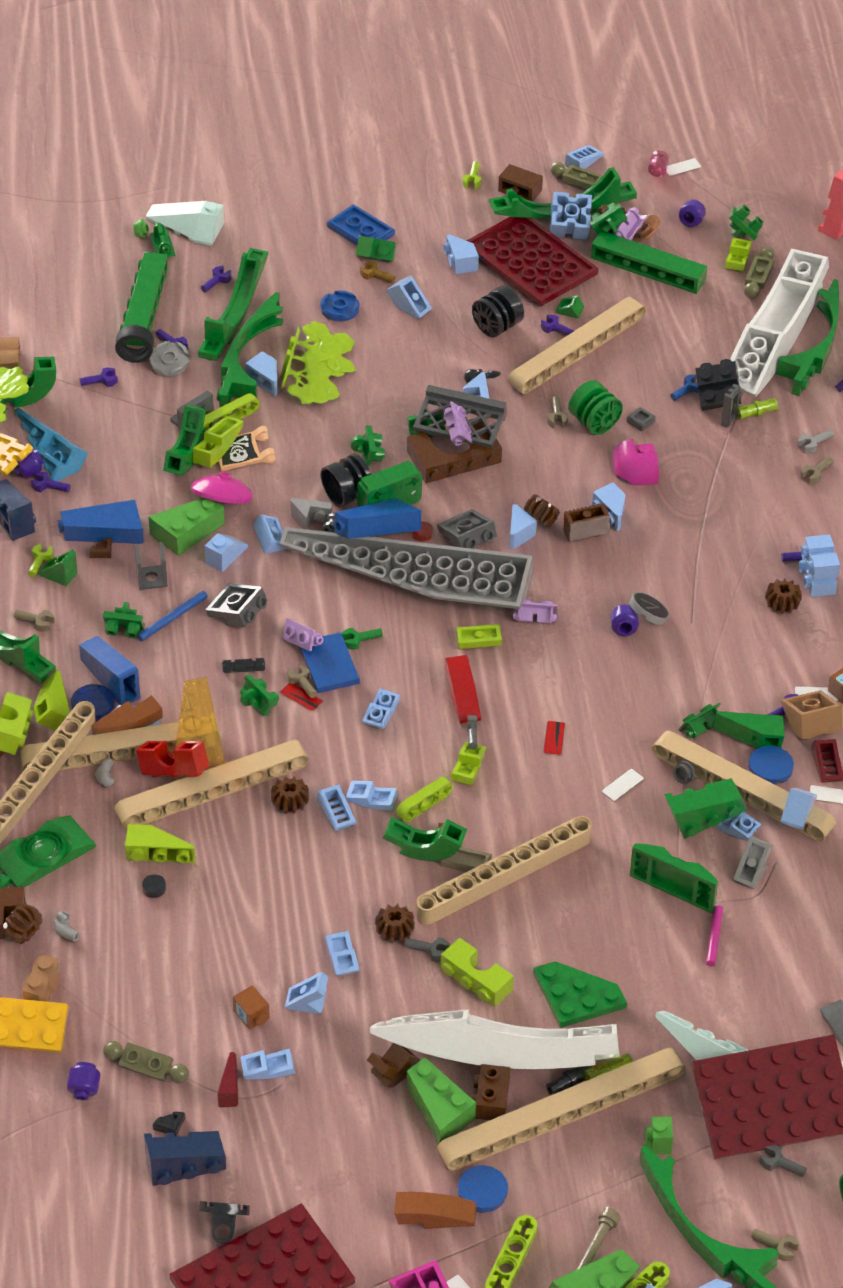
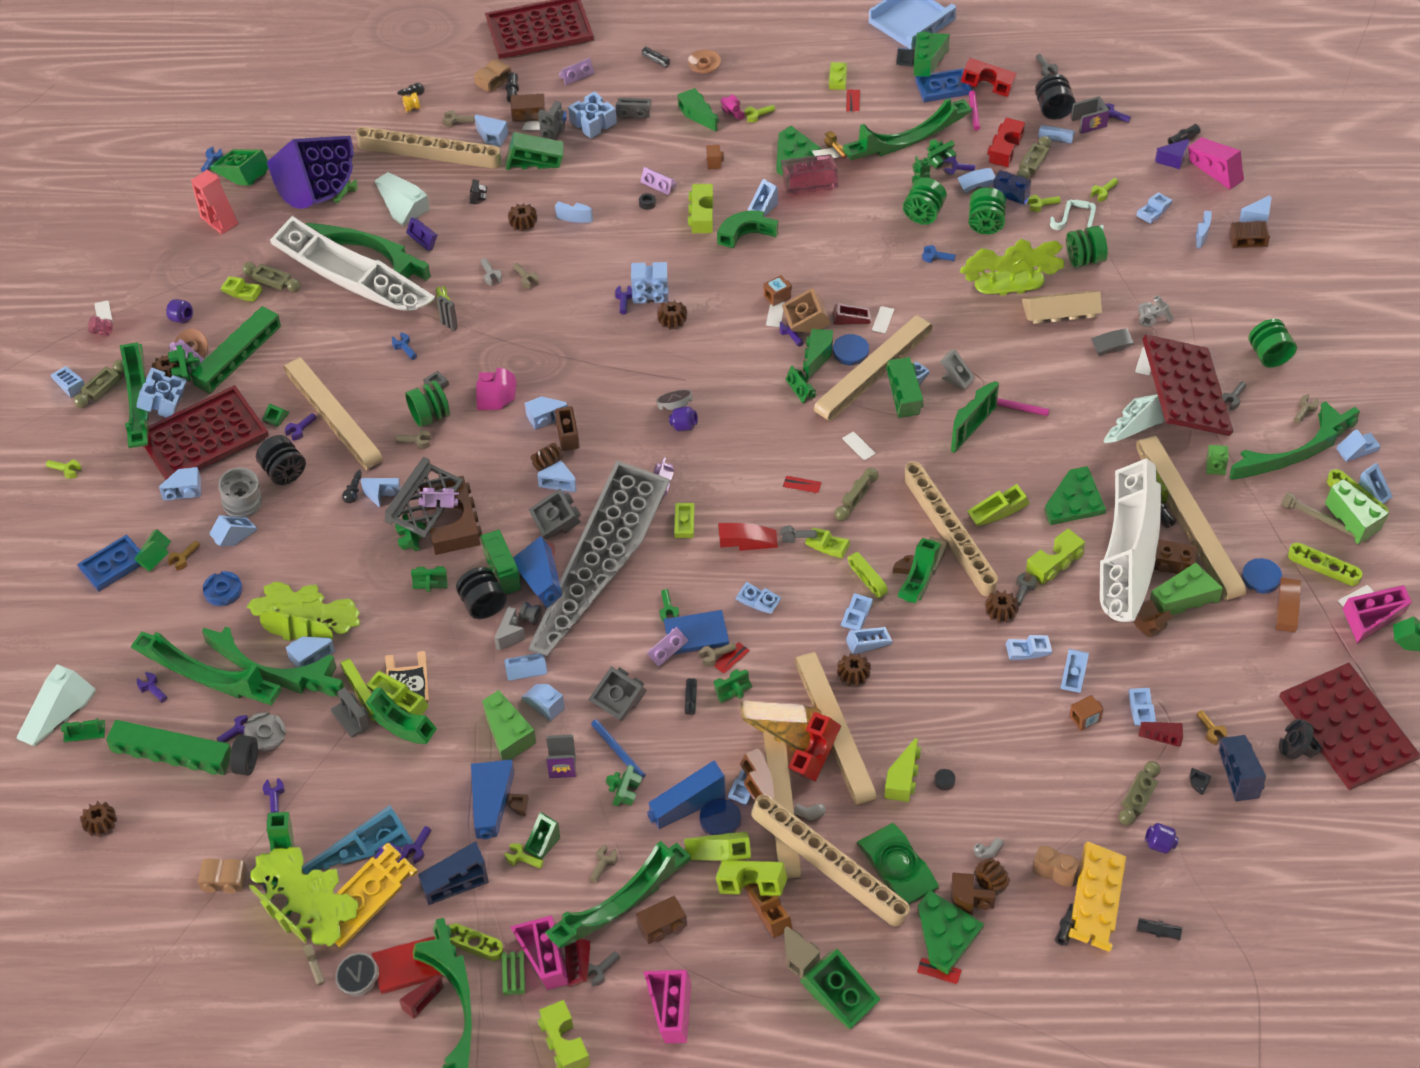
camera: 80 degrees left, 5 degrees up
(63, 268) = (98, 819): none -> reddish brown gear
(141, 228) = (56, 746): bright green plate -> none
(222, 489) = (472, 693): dark pink dish -> none
(243, 1136) = (1212, 729): none -> pearl gold bar
(450, 290) = (240, 492): none -> light grey wheel
(522, 181) = (97, 427): reddish brown brick -> none
(541, 781) = (857, 492): none -> olive plate
(547, 916) = (999, 506): none -> lime slope
(684, 772) = (857, 401): dark grey plate -> none
(715, 382) = (417, 319): black plate -> none
(742, 225) = (208, 273): green hips -> none
(798, 807) = (911, 329): light blue slope -> none

